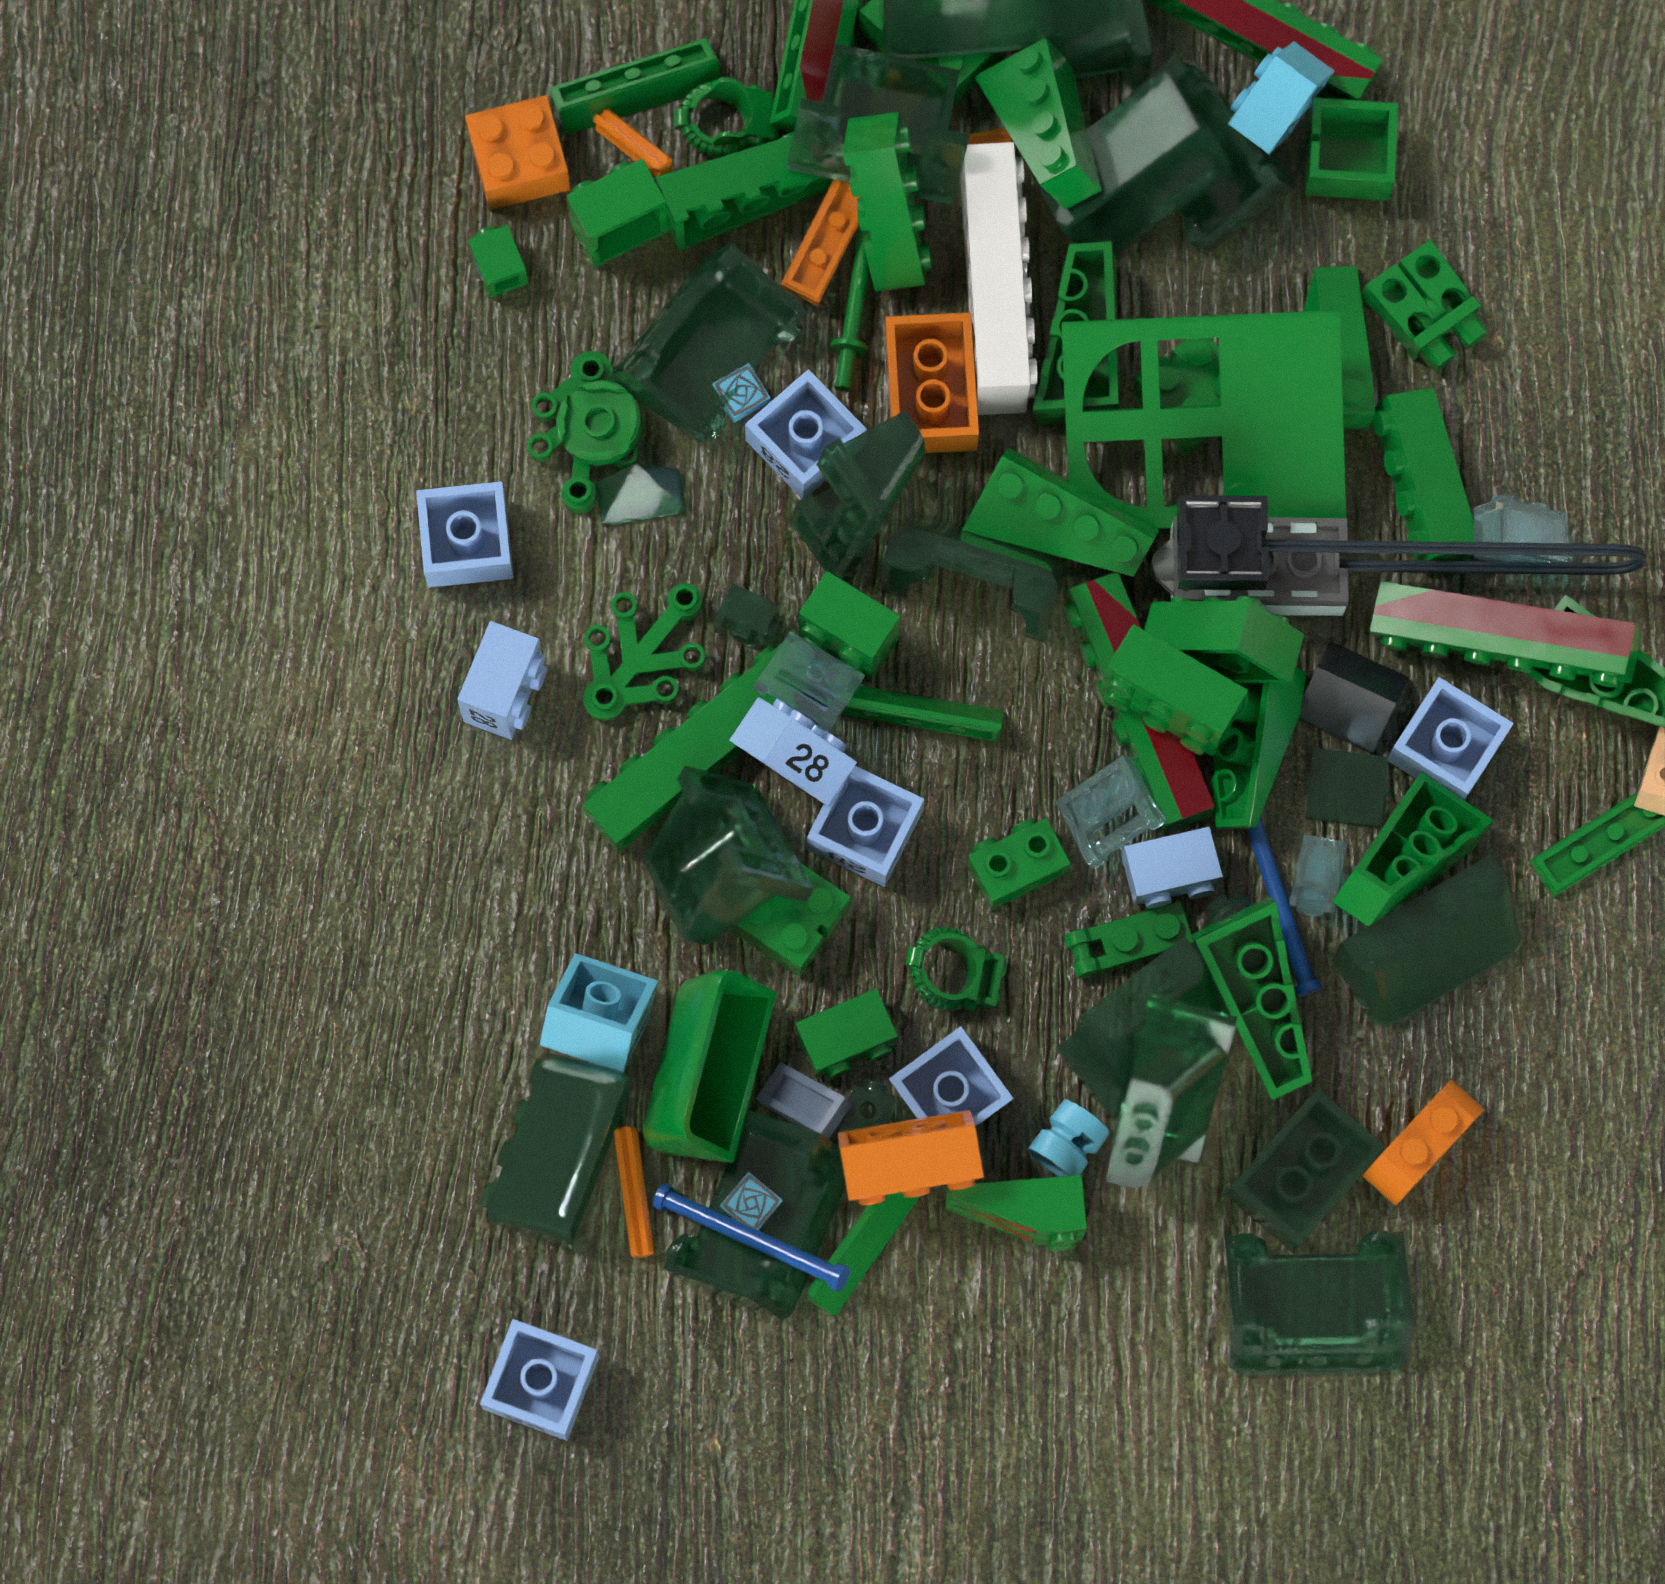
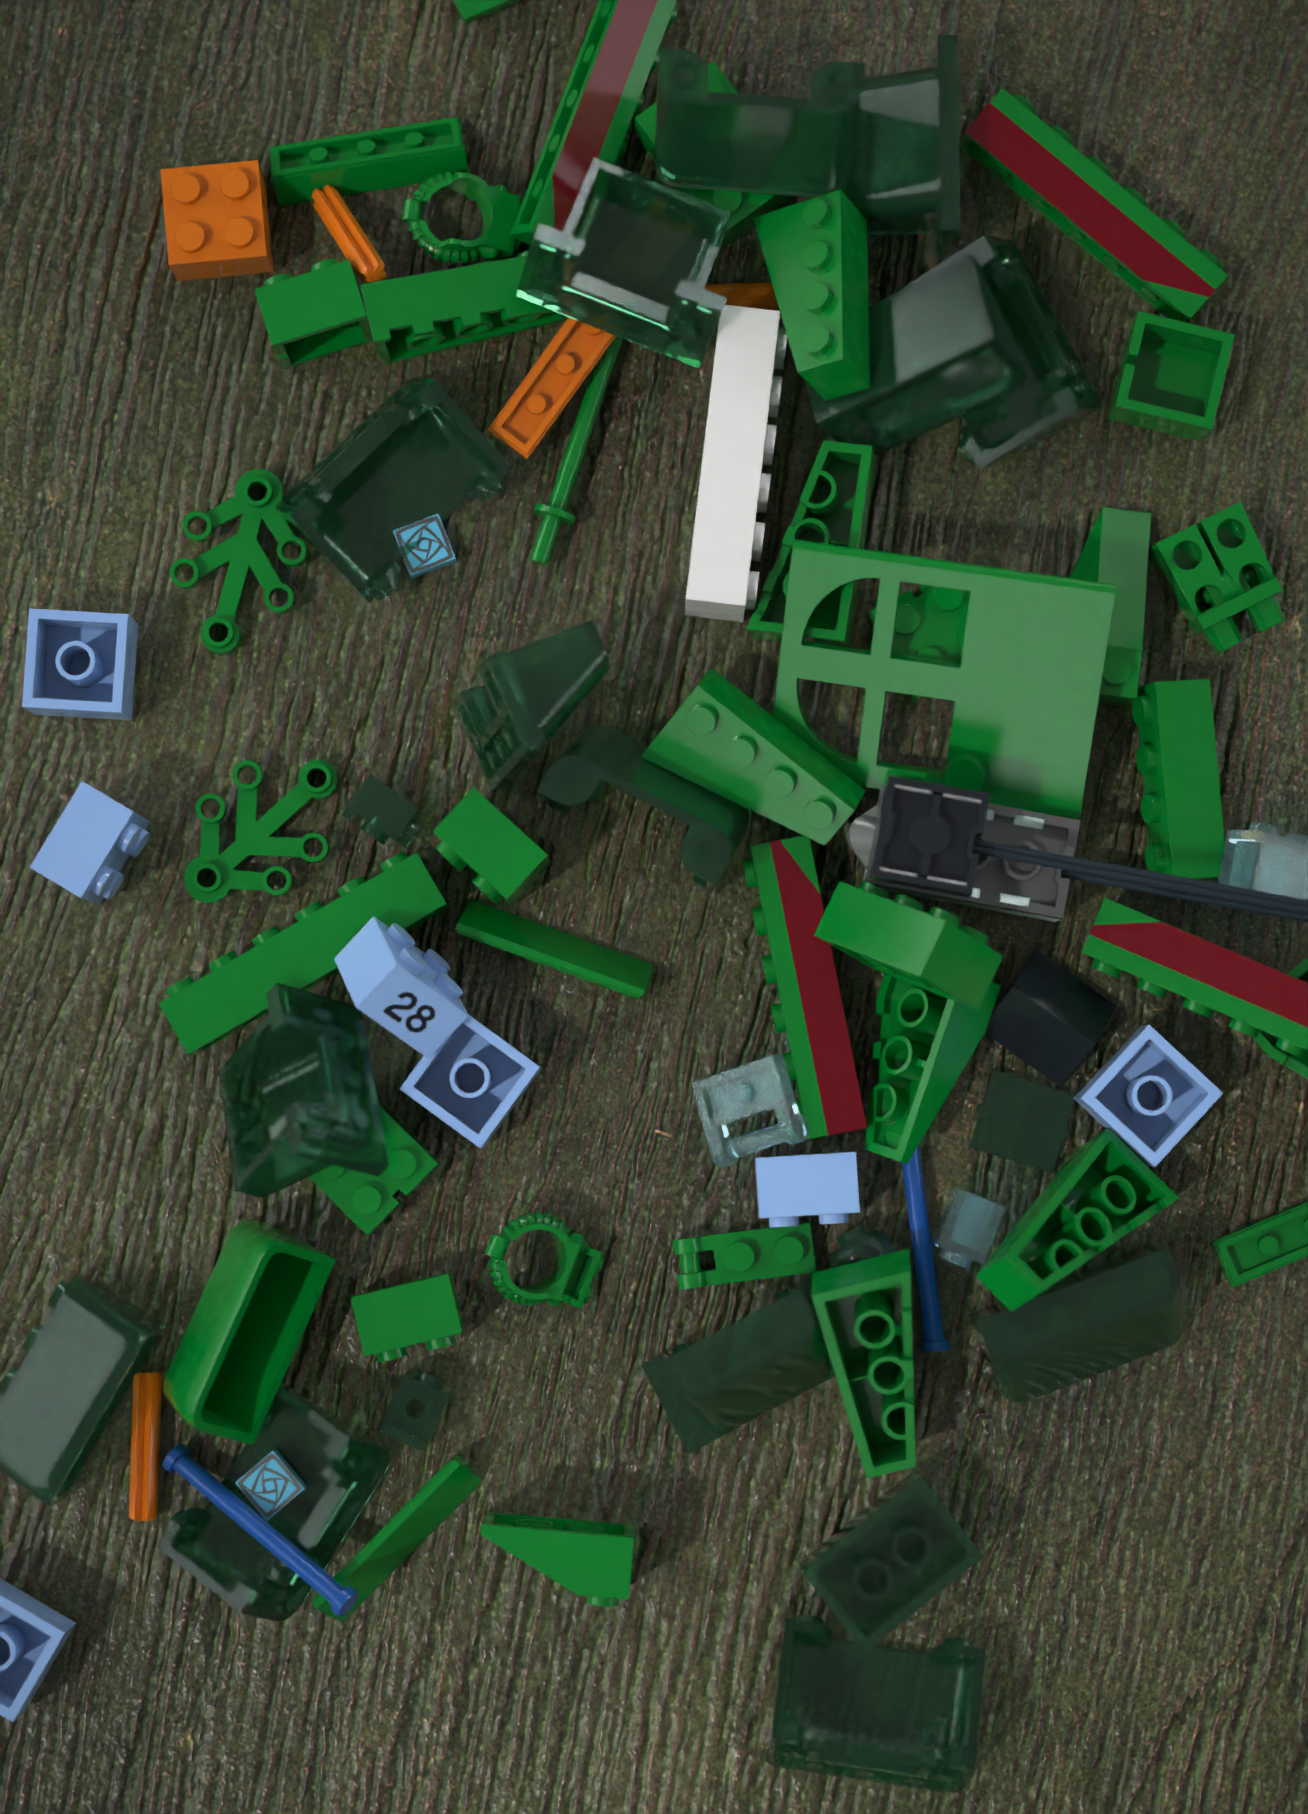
camera: 15 degrees right, 10 degrees up
(497, 260) = (173, 344): green brick -> none
(598, 1012) = (133, 1247): medium azure brick -> none
(599, 423) = (255, 558): green tile -> none
(640, 494) = (290, 647): clear green slope -> none
(797, 428) = (484, 608): light blue brick -> none
(803, 1101) = (347, 1382): sand blue tile -> none
(813, 673) = (442, 899): clear light blue plate -> none
(887, 207) = (619, 353): green wedge -> none
(910, 1157) = (444, 1485): orange brick -> none
(934, 378) = (639, 573): orange brick -> none
(951, 1080) = (512, 1399): light blue brick -> none
(1018, 862) = (636, 1148): green brick -> none
(1069, 1140) = (633, 1478): medium azure wheel -> none
(1170, 1090) = (750, 1463): clear green windscreen -> none
(1172, 691) = (841, 998): green brick -> none
(1280, 97) = (1098, 302): medium azure brick -> none
(1423, 1142) = (1030, 1550): orange brick -> none

